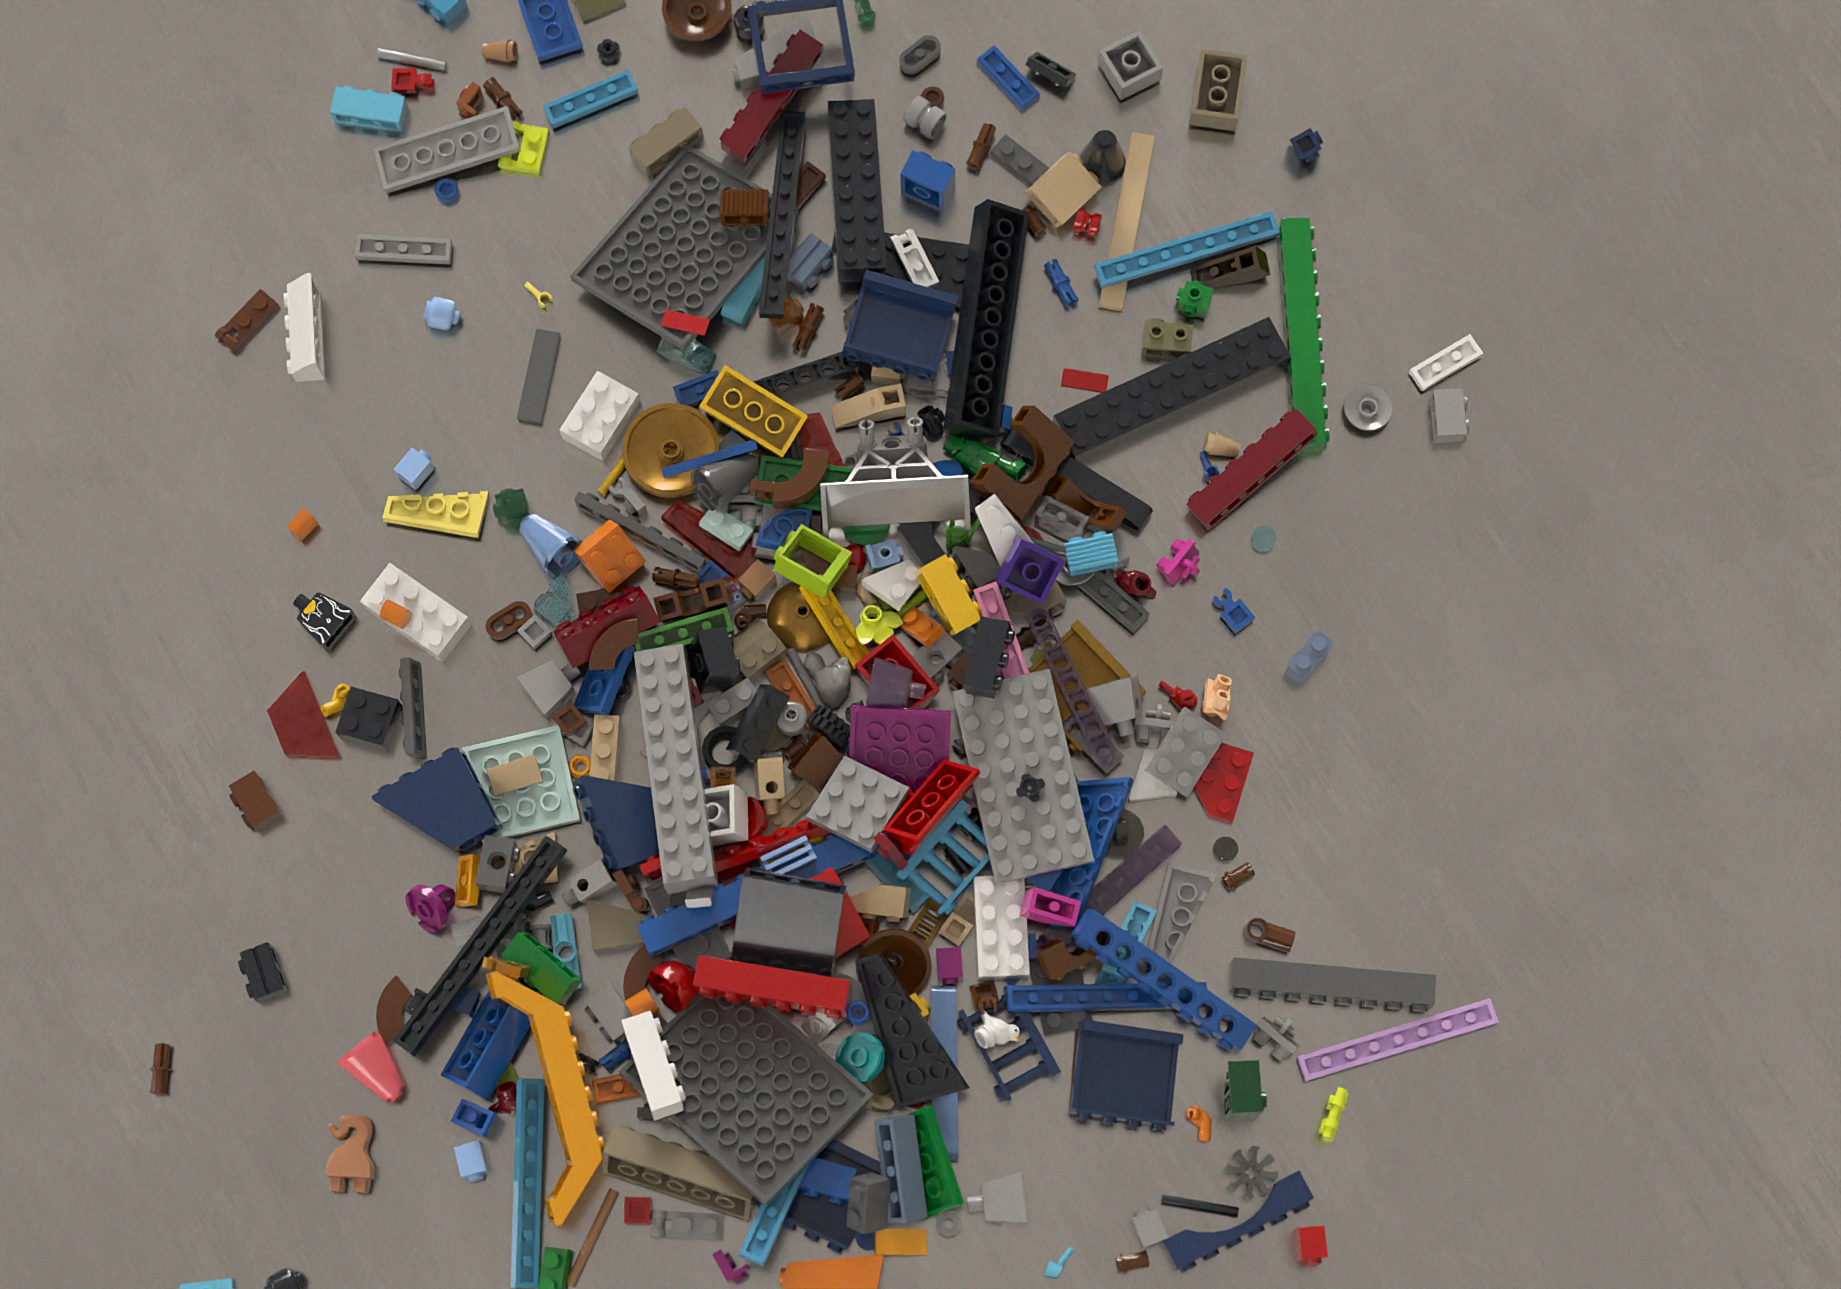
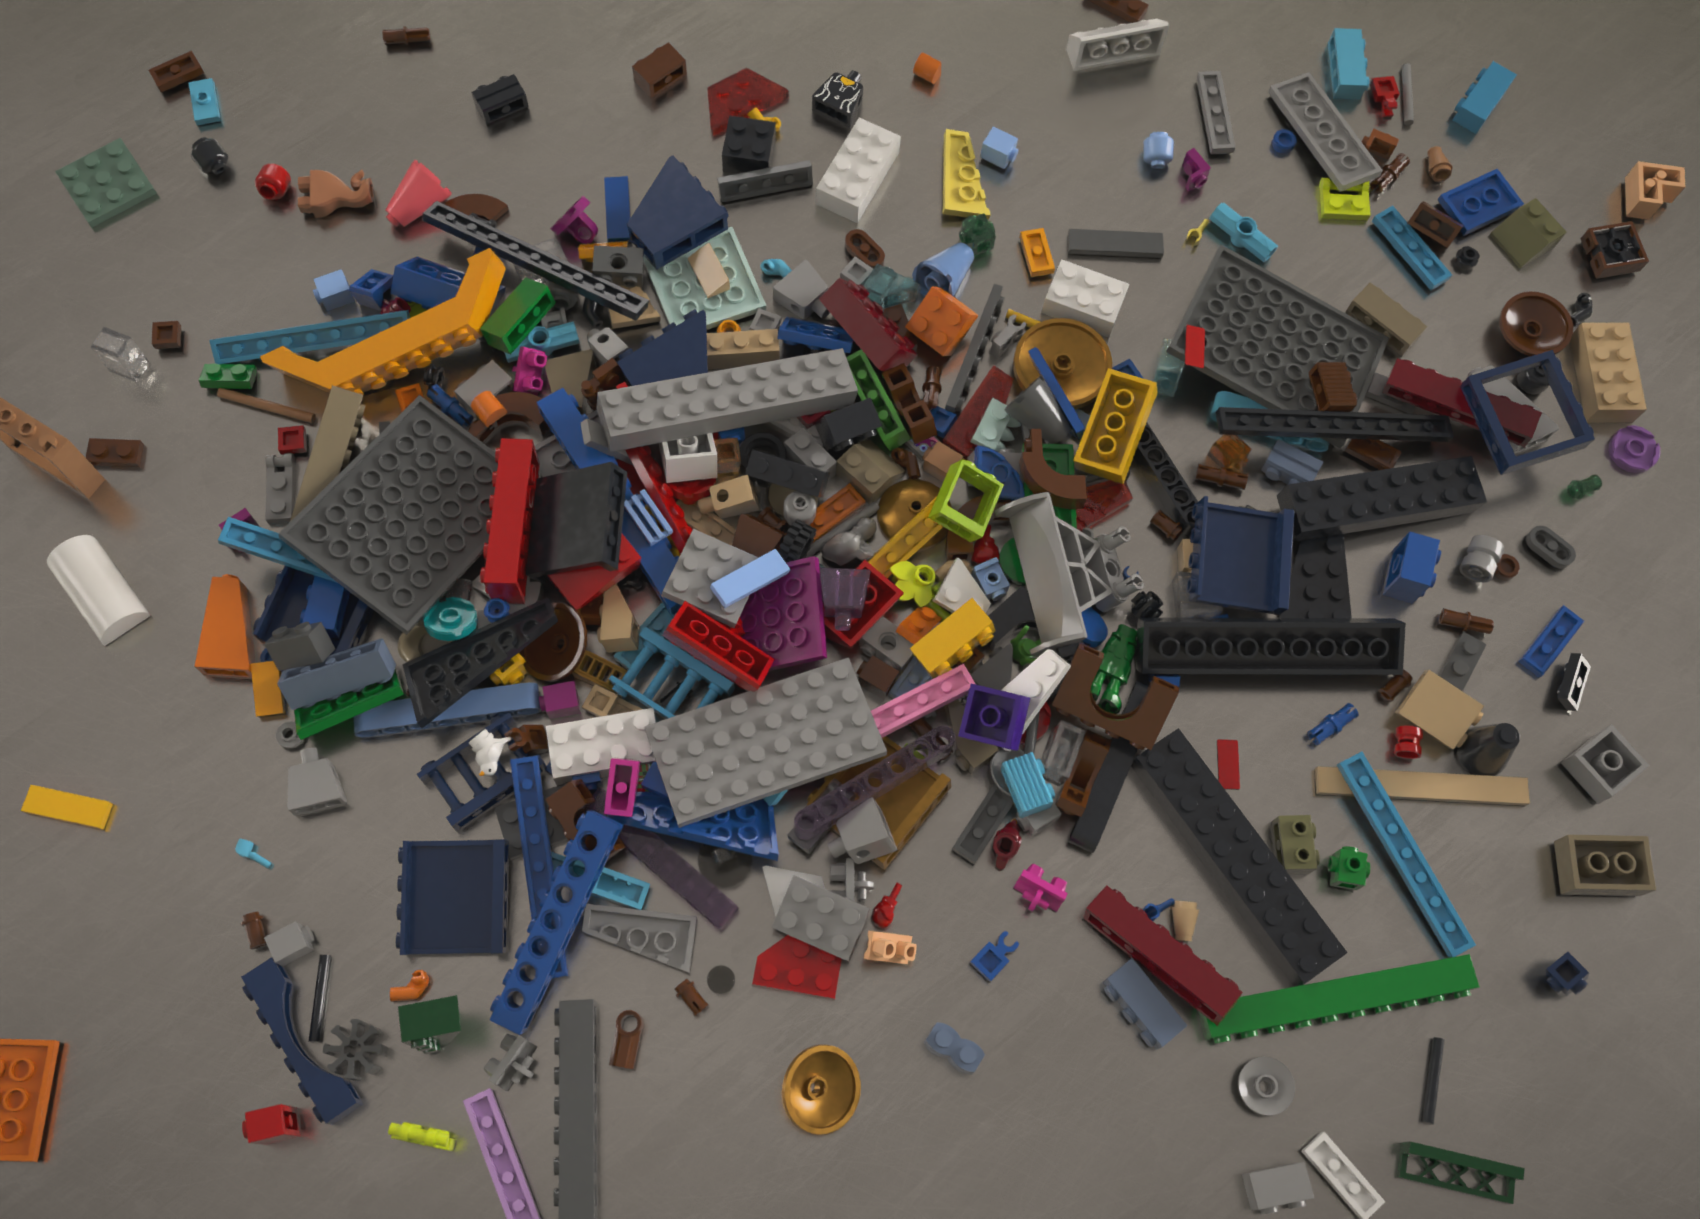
camera: 75 degrees right, 5 degrees down
(328, 1219) = (272, 181): none -> red head
(395, 614) = (848, 142): orange brick -> none
(418, 863) = (617, 208): none -> blue tile
(468, 280) = (1196, 168): none -> magenta bracket
(508, 968) = (508, 282): pearl gold plate -> none
(514, 708) = (775, 267): none -> medium azure arm
(537, 261) = (1251, 239): none -> medium azure piece
(538, 453) = (1037, 252): none -> light orange plate
(569, 720) = (770, 309): reddish brown plate -> none
(572, 71) = (1435, 224): none -> reddish brown brick
(598, 966) = (529, 370): none -> dark pink hips
(612, 643) = (848, 326): reddish brown tile -> none
(652, 1065) = (422, 420): white brick -> none
(674, 983) = (517, 427): red cylinder -> none
(866, 768) = (749, 578): none -> light blue tile
(872, 405) = (1150, 547): tan slope -> none
(888, 850) = (663, 609): dark red plate -> none
(914, 259) = (1318, 566): white plate -> none
(988, 657) = (888, 683): black brick -> none
(1028, 780) = (746, 737): black plate -> none
(1233, 268) = (1395, 909): dark brown slope -> none
(1263, 538) = (1086, 982): clear light blue tile -> none
(1289, 493) = (1144, 1004): none -> sand blue brick
(1331, 771) = (834, 1092): none -> pearl gold dish
(1377, 273) = (1433, 1080): none -> black bar
(1445, 265) = (1465, 1163): none -> dark green fence

